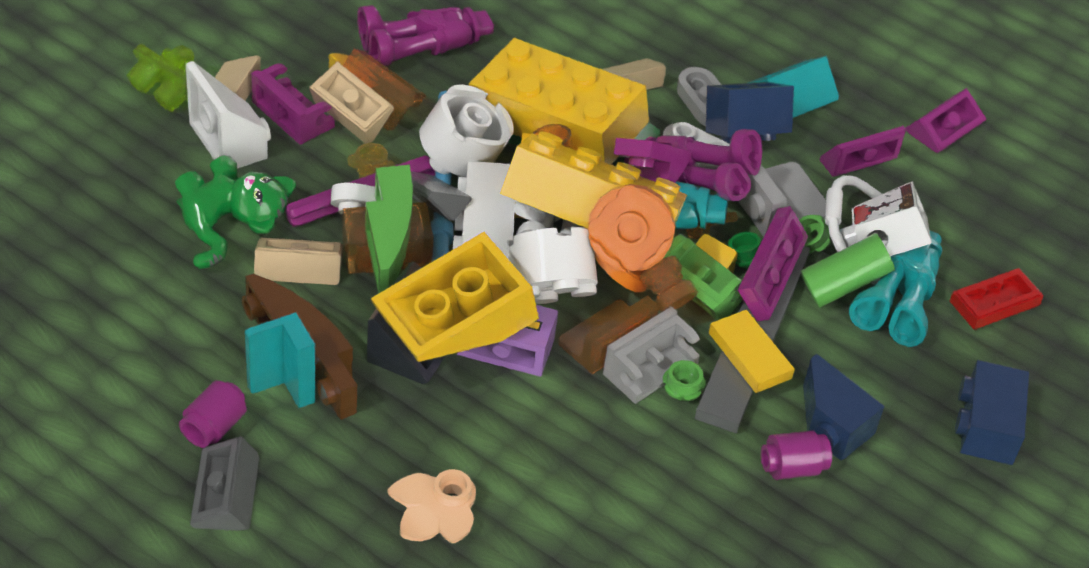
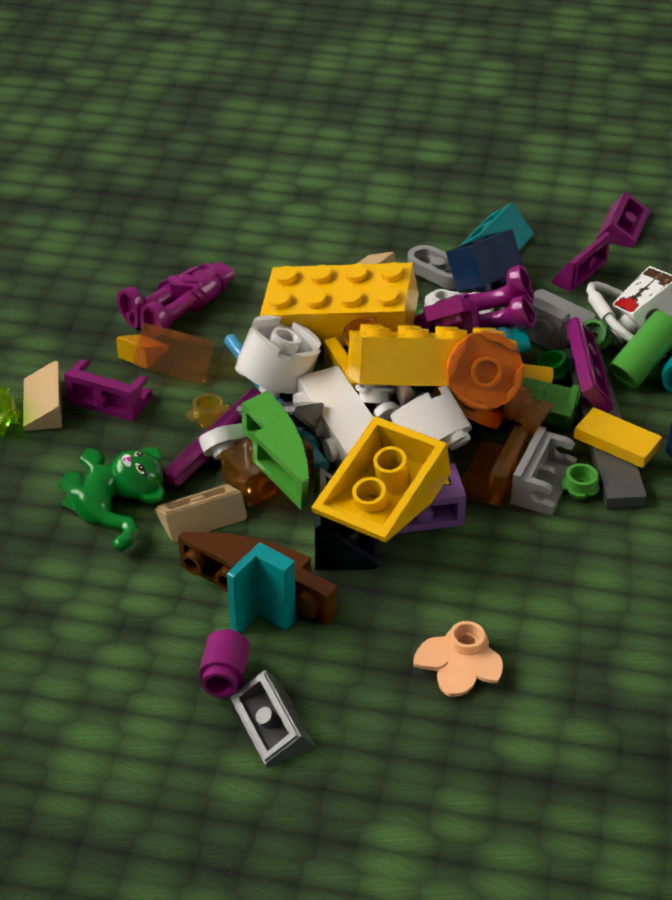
camera: 20 degrees left, 5 degrees down
(224, 119) = (61, 421): white slope -> none
(352, 102) = (168, 369): tan slope -> none

